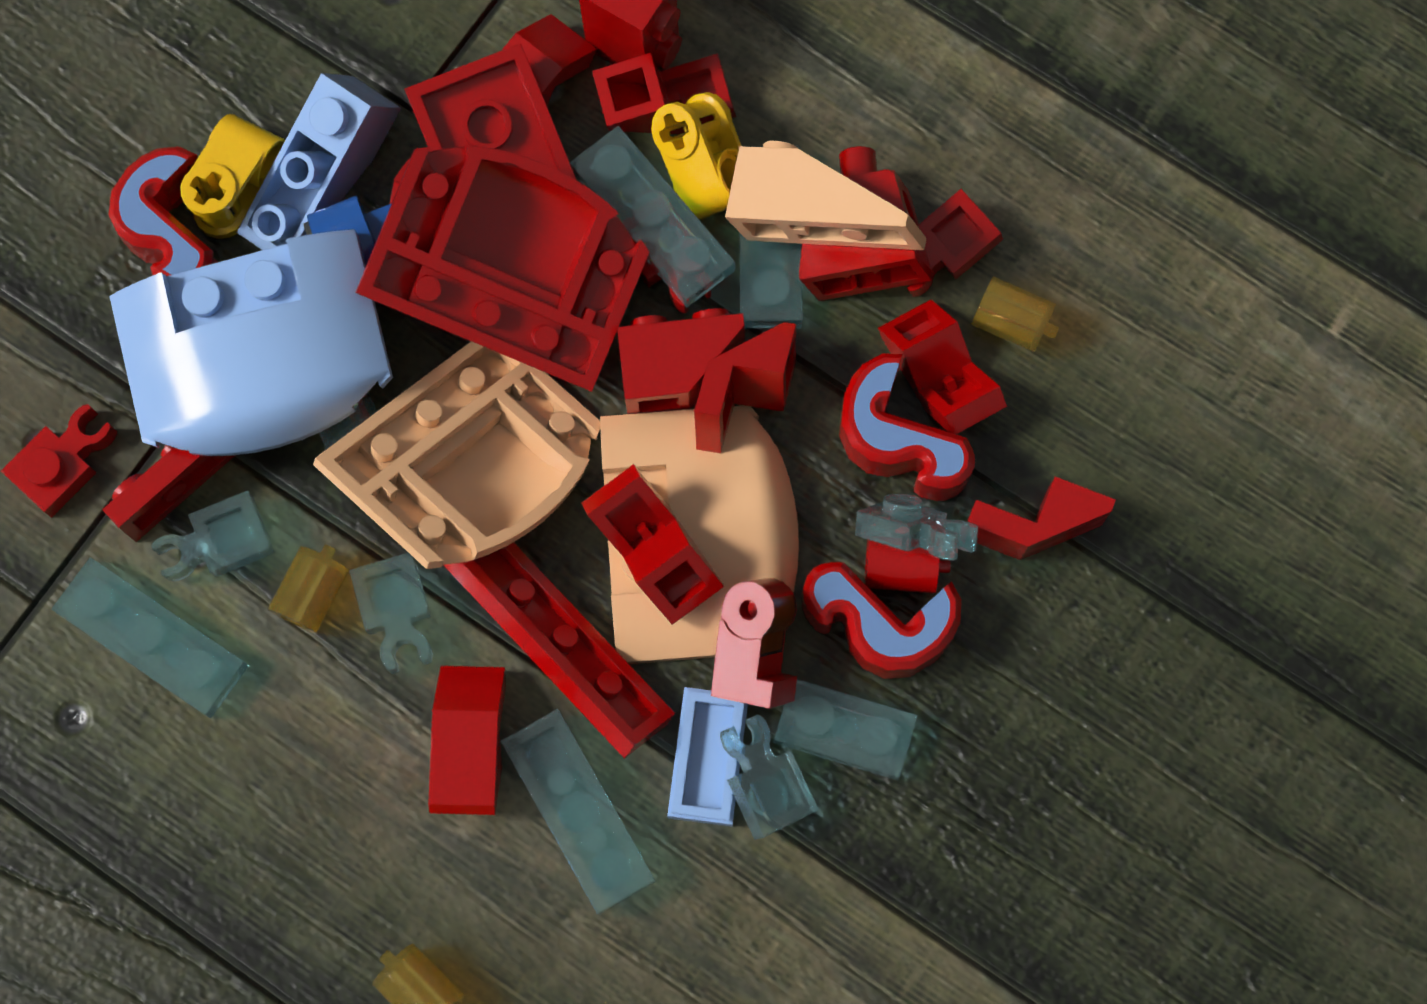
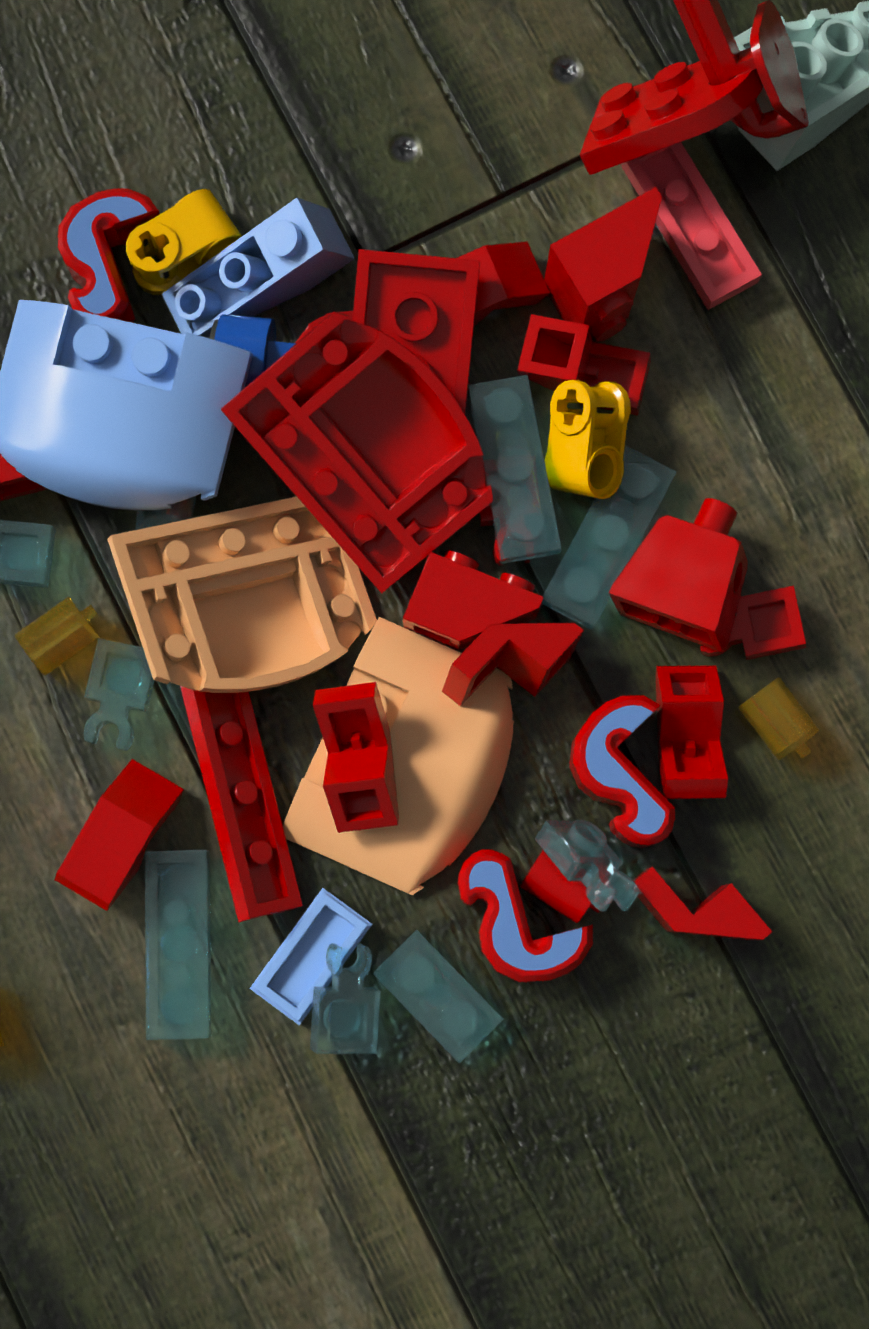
camera: 25 degrees right, 5 degrees up
(753, 644) = (394, 889): leg -> none
(797, 199) = (641, 523): light nougat slope -> none

